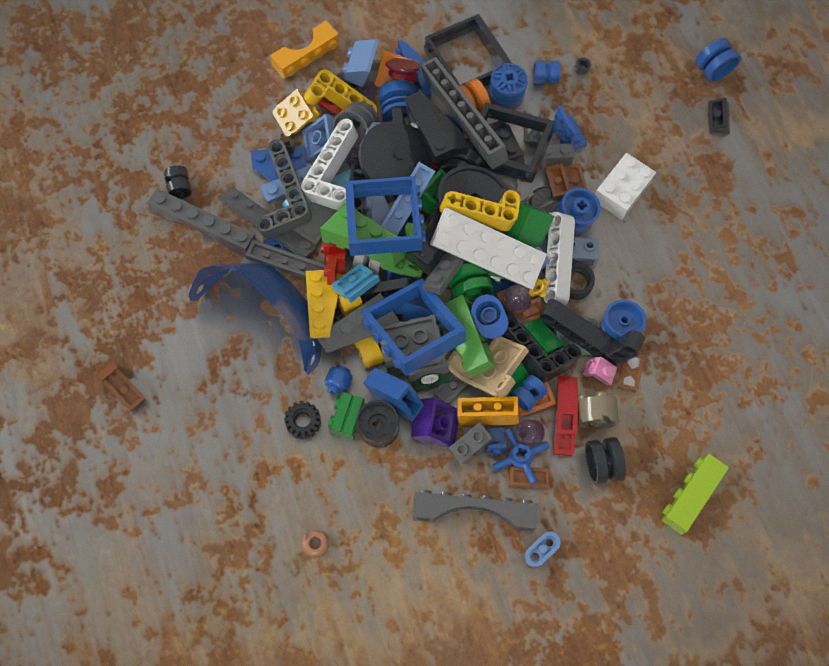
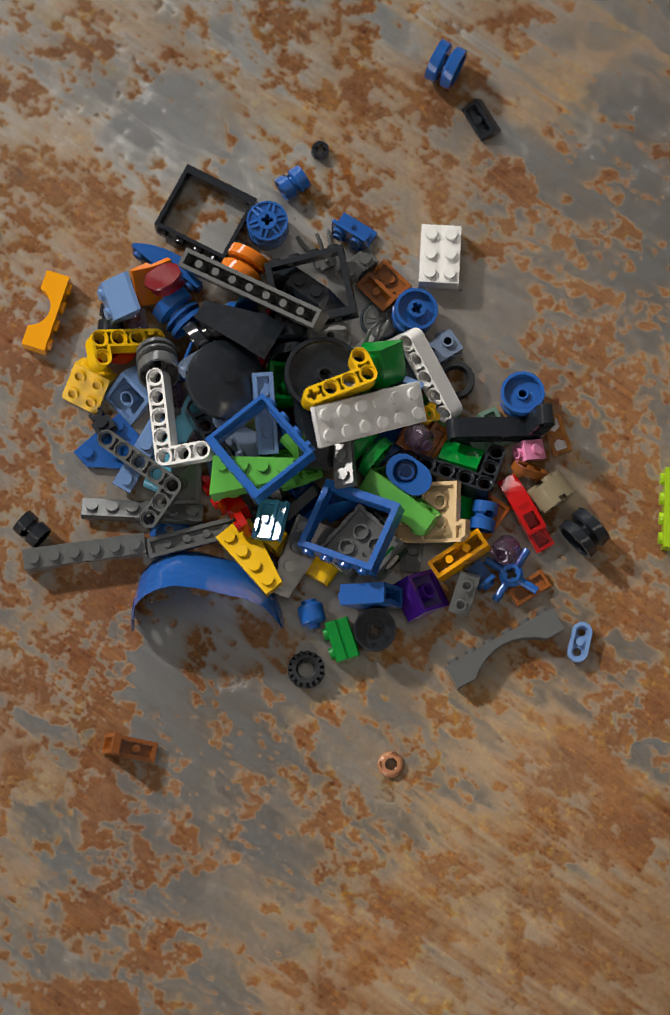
camera: 30 degrees left, 10 degrees up
(586, 378) = (528, 470): none -> dark orange plate

